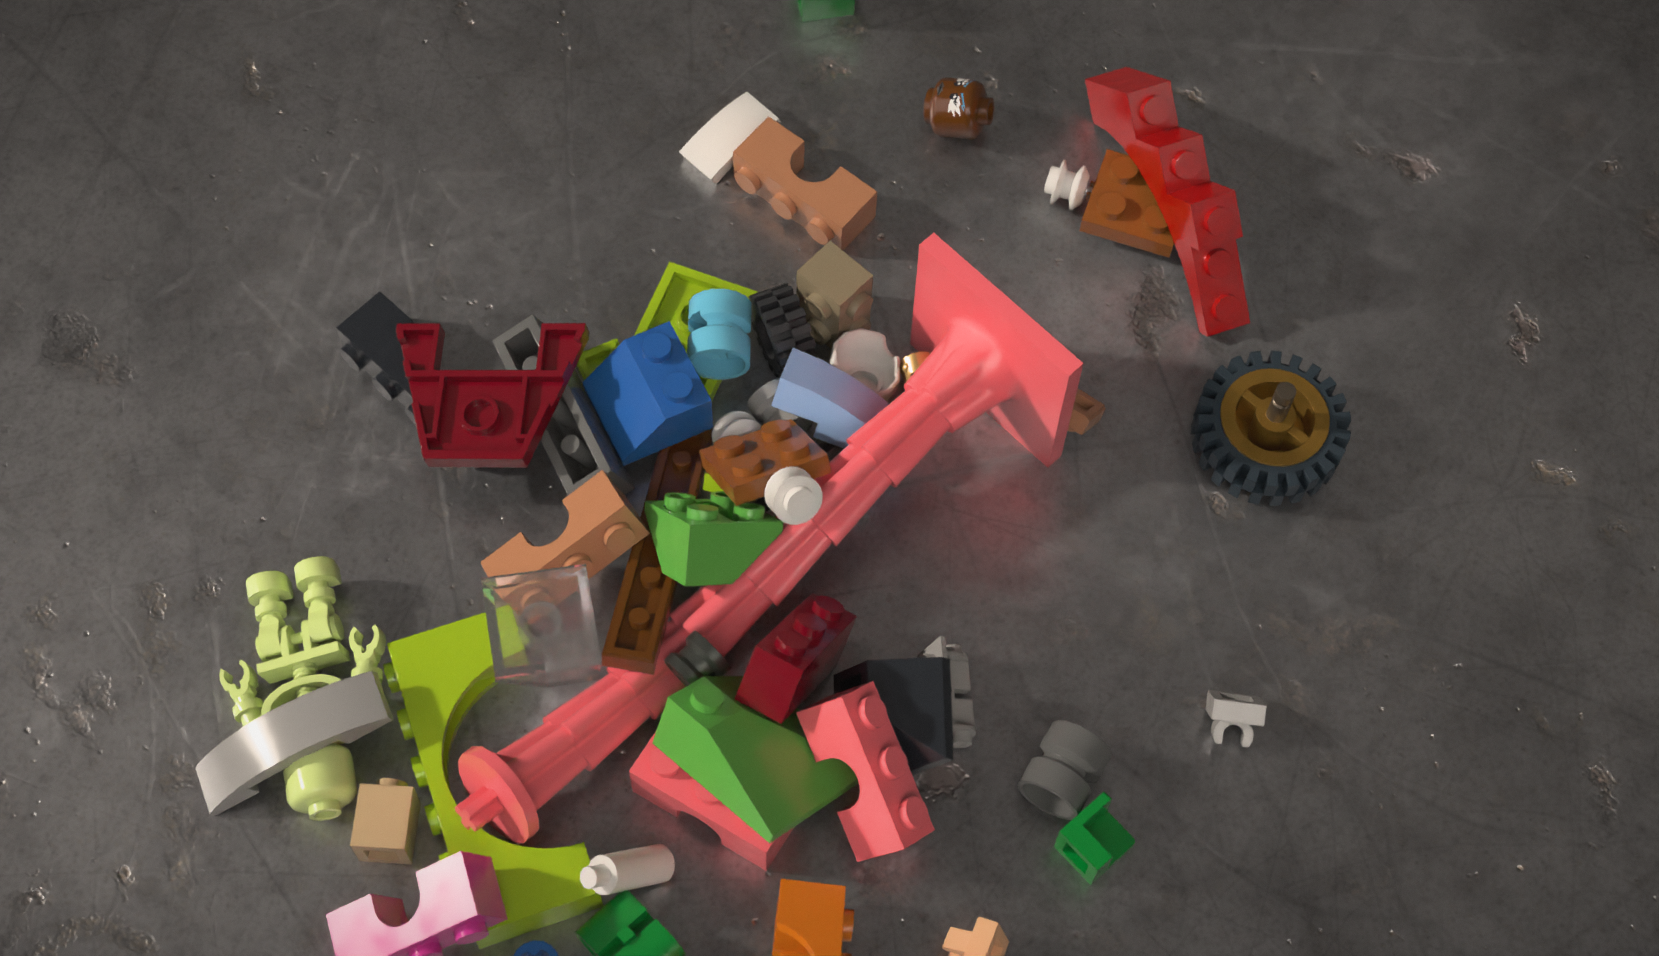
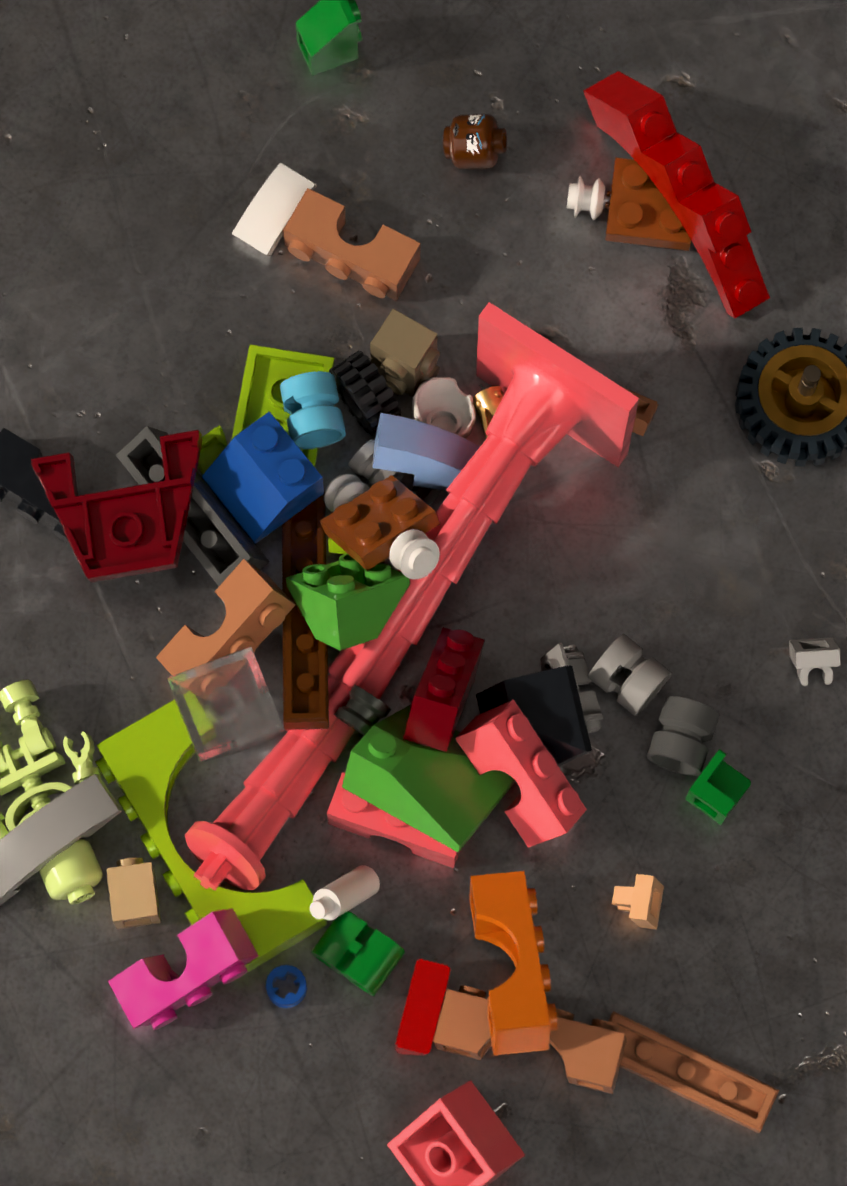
camera: 10 degrees left, 10 degrees up
(1028, 702) = (643, 683): none -> light grey wheel

